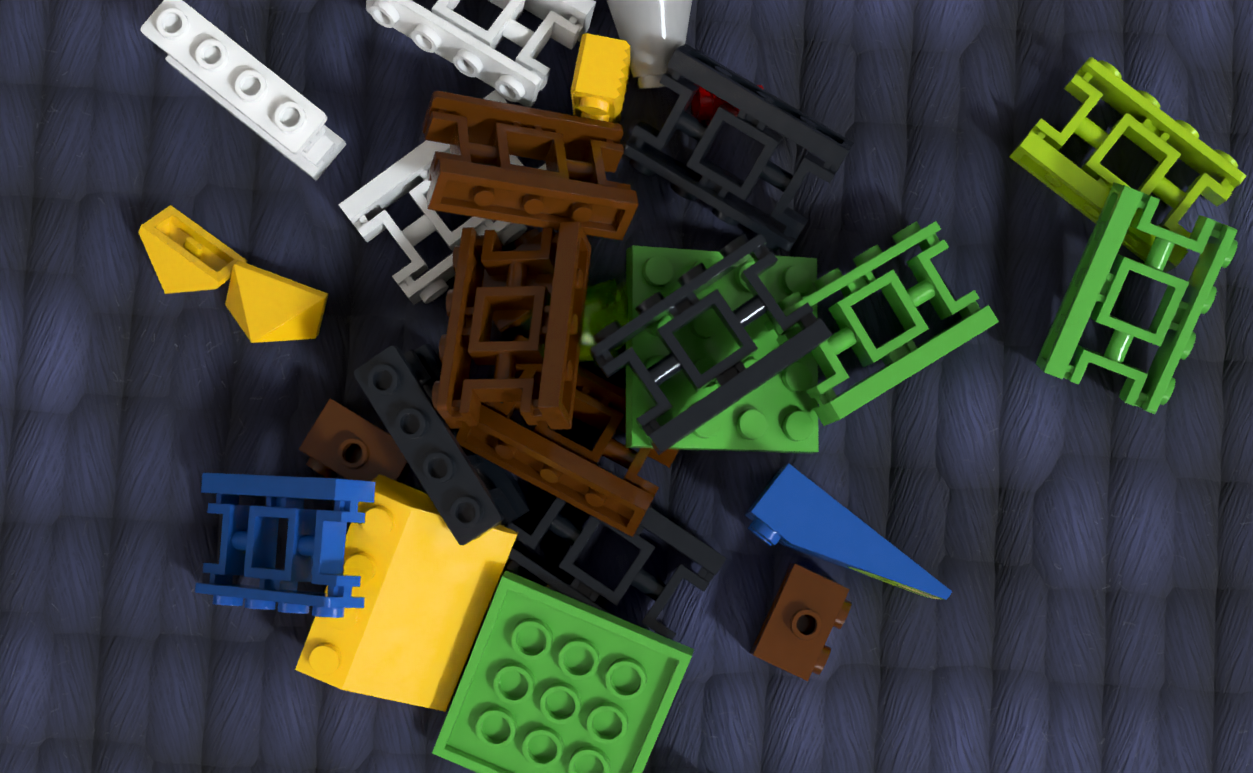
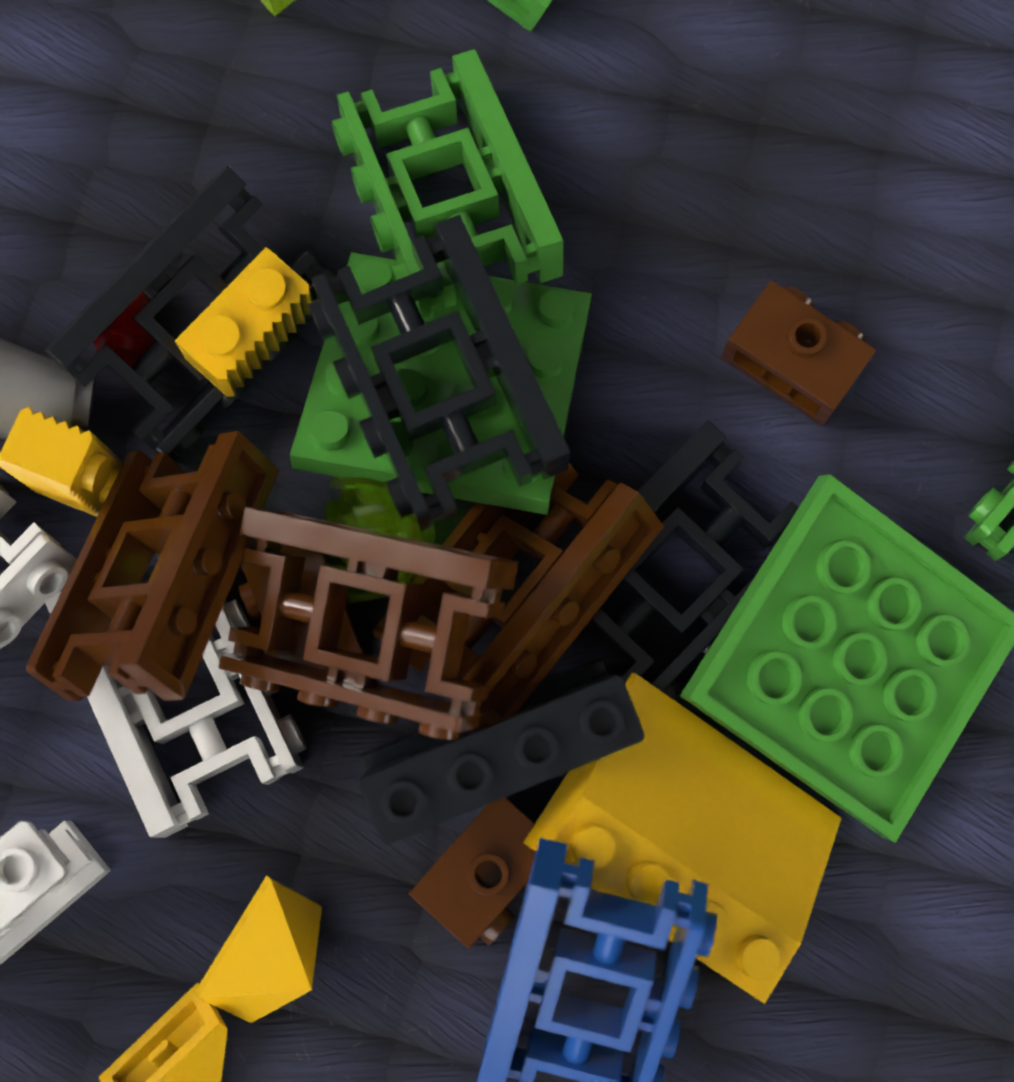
camera: 75 degrees left, 5 degrees down
(729, 191) = (246, 322): none -> yellow brick
(814, 523) = (674, 311): blue slope -> none

